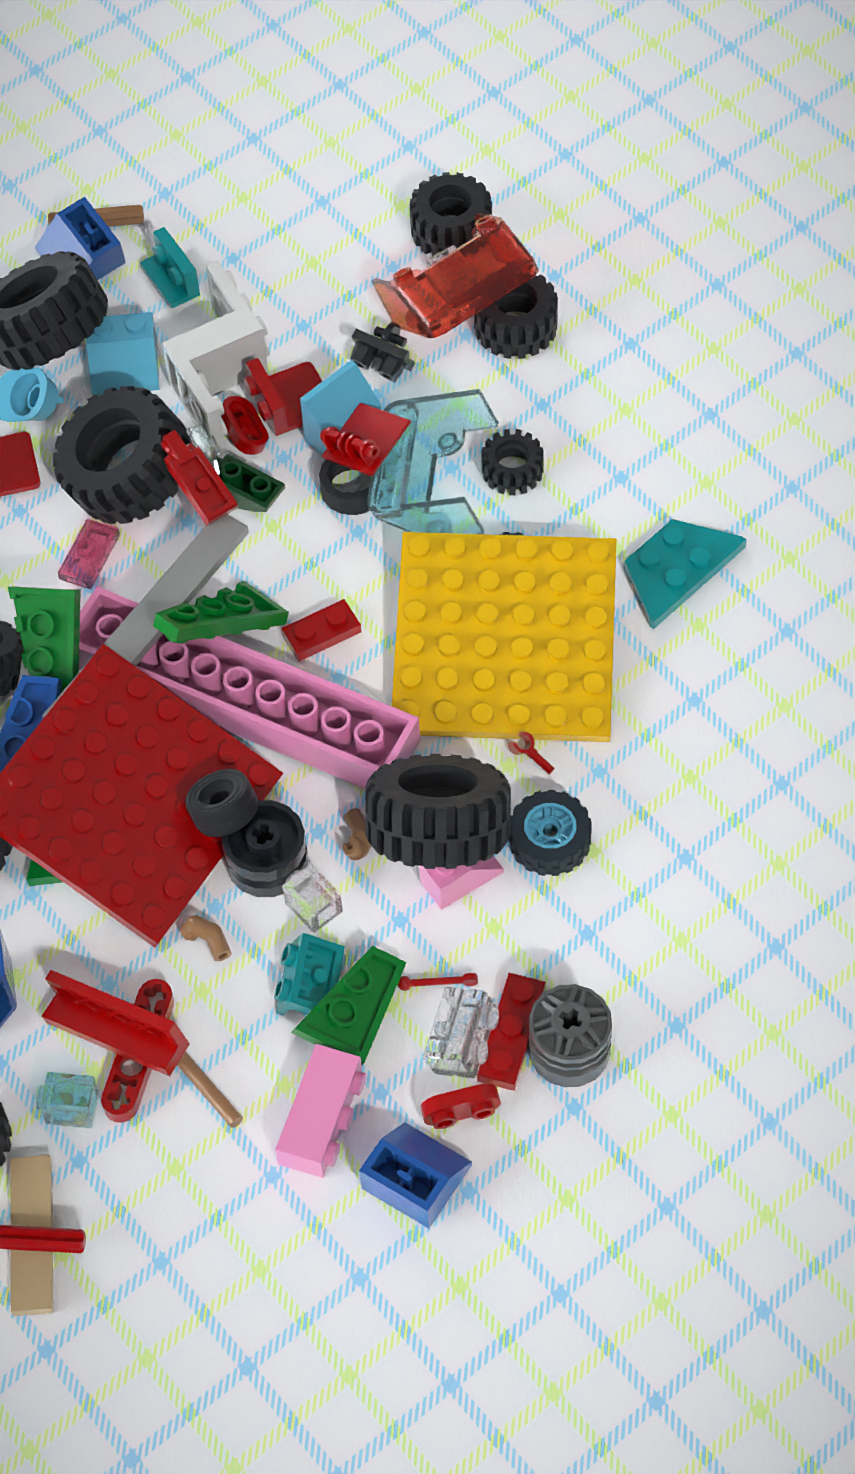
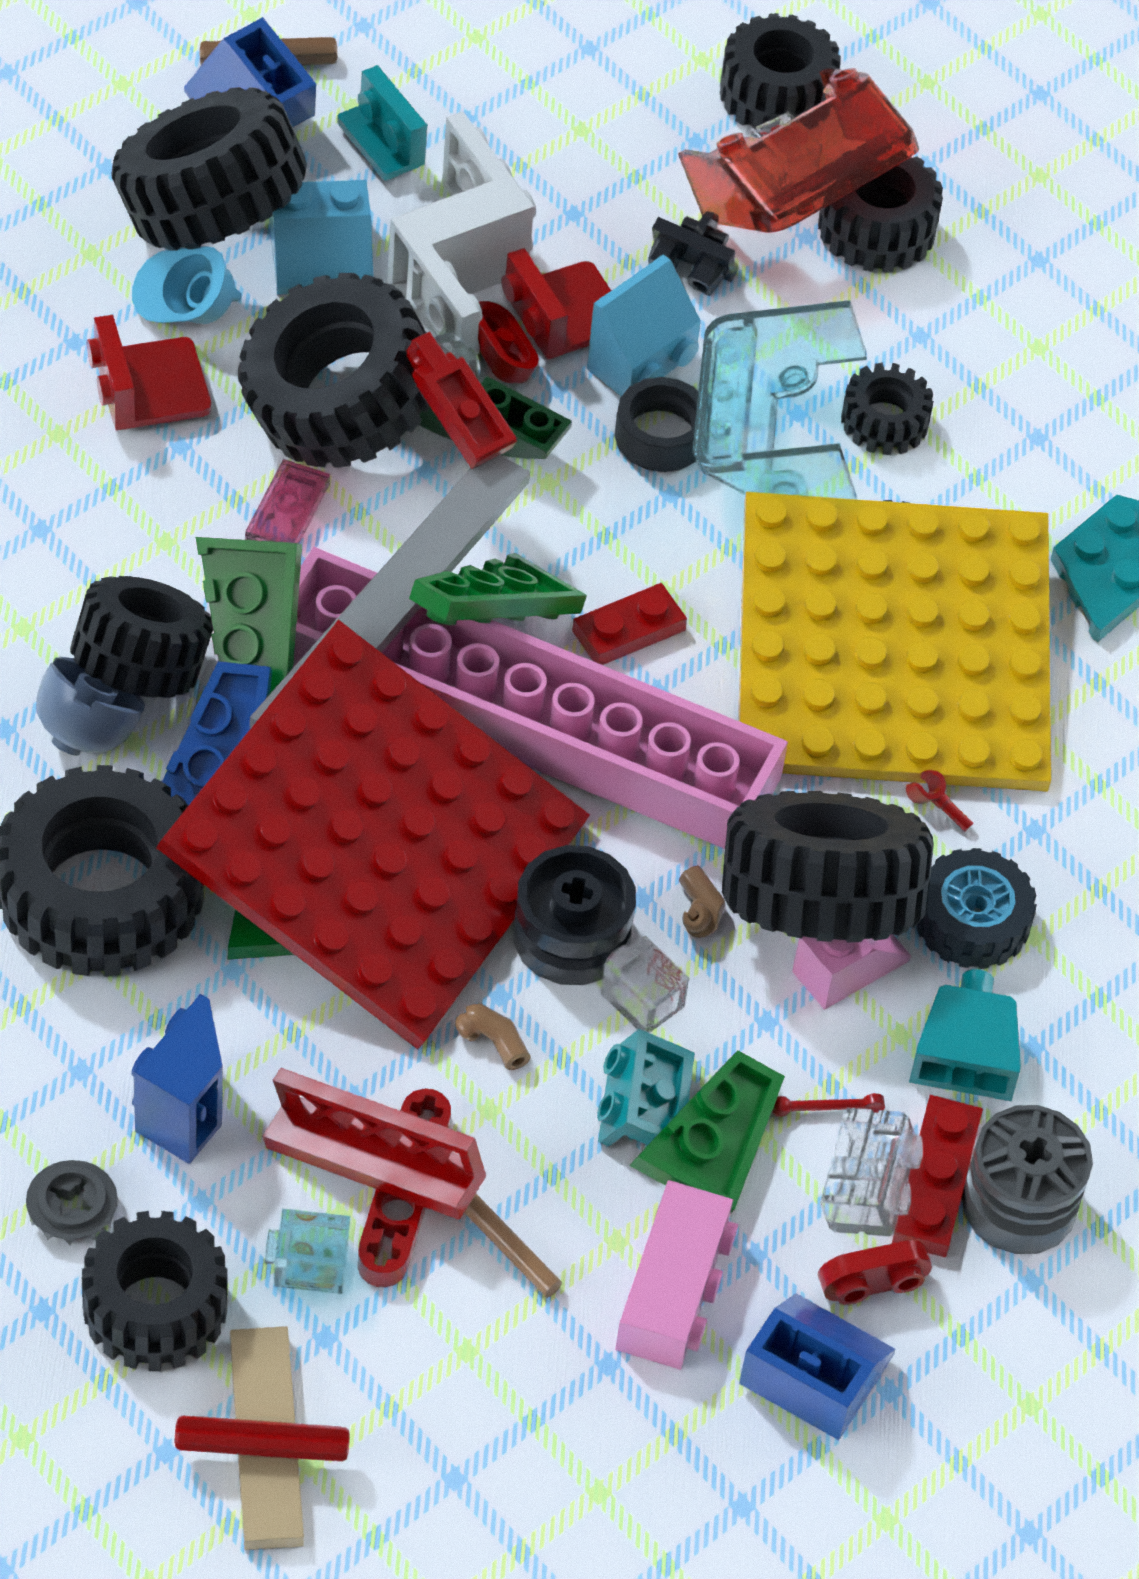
camera: 10 degrees left, 5 degrees down
(221, 802) = (517, 845): black tyre -> none
(363, 439) = (684, 363): red hinge -> none
(537, 931) = (970, 1040): none -> teal torso

